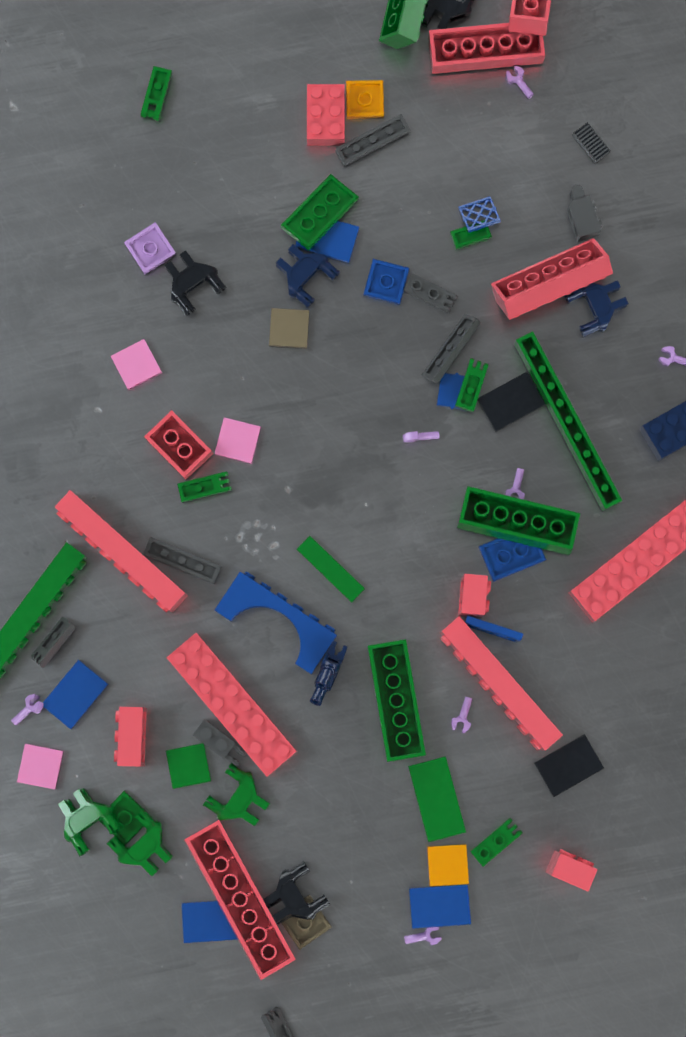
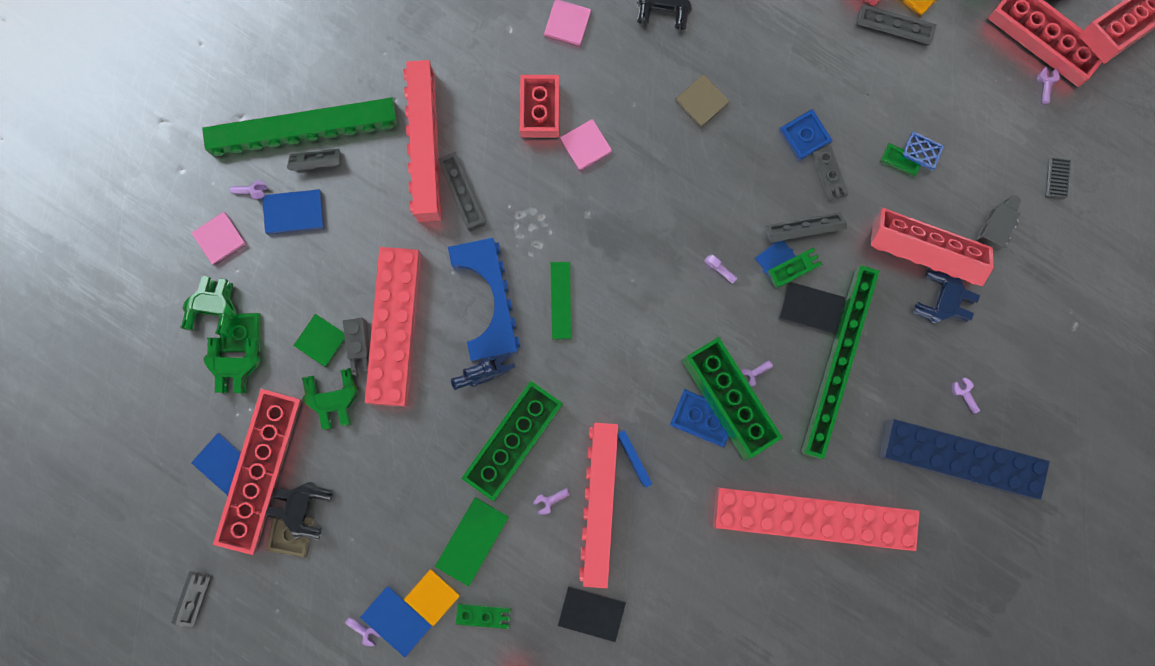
camera: 45 degrees right, 0 degrees up
(130, 736) = (299, 278): coral brick -> none
(203, 487) = (528, 153): green hinge -> none
(303, 271) = (753, 69): dark blue connector -> none
(319, 212) = (806, 38): green tile -> none
(336, 243) = (793, 62): blue tile -> none
(473, 596) = (643, 419): coral brick -> none

